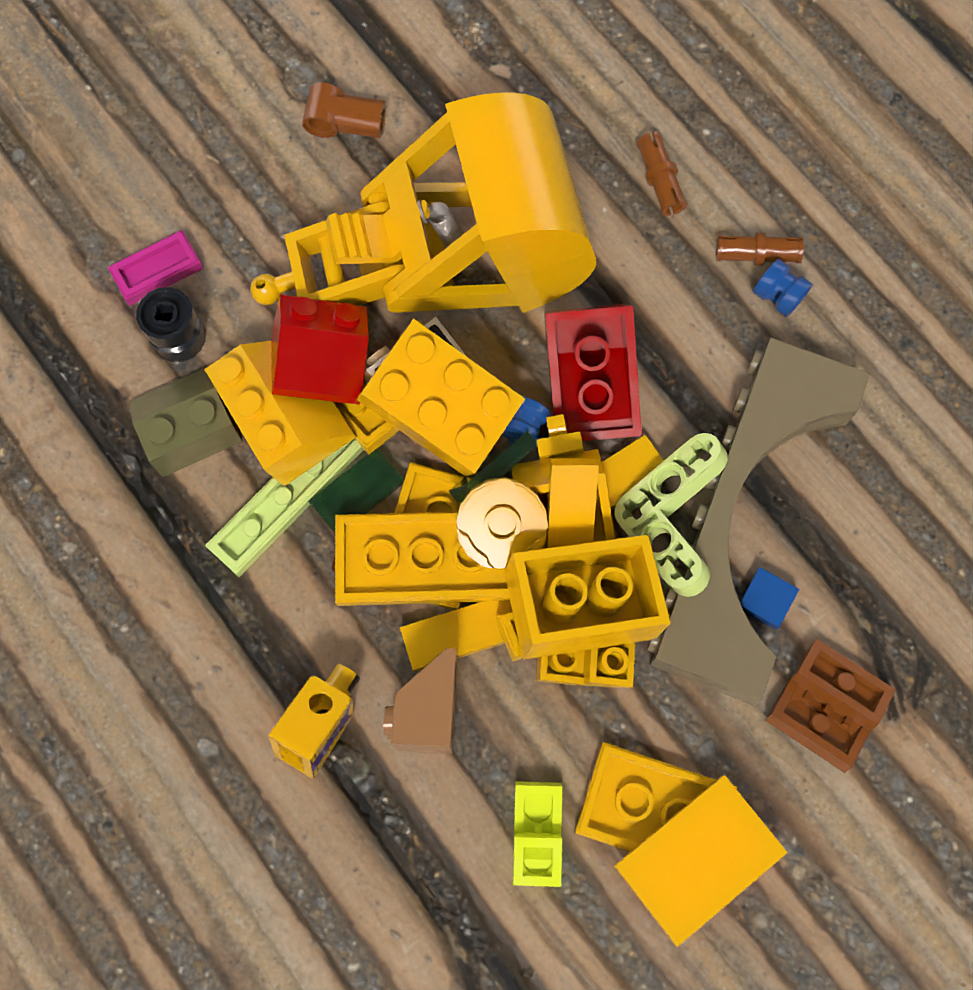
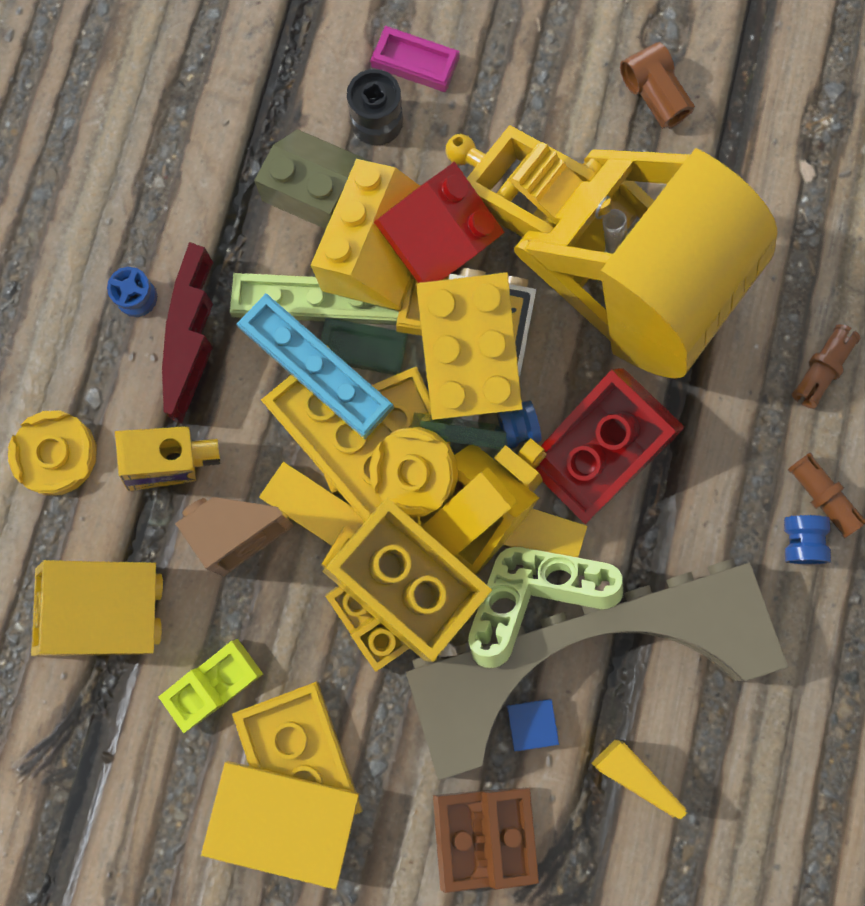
camera: 55 degrees right, 5 degrees up
(140, 633) = (125, 284): none -> blue wheel
(226, 819) = (52, 453): none -> yellow tile
(232, 629) = (184, 345): none -> dark red slope
(345, 536) = (315, 366): none -> medium azure tile
(394, 883) = (95, 608): none -> yellow slope
(858, 551) = (628, 770): none -> yellow slope

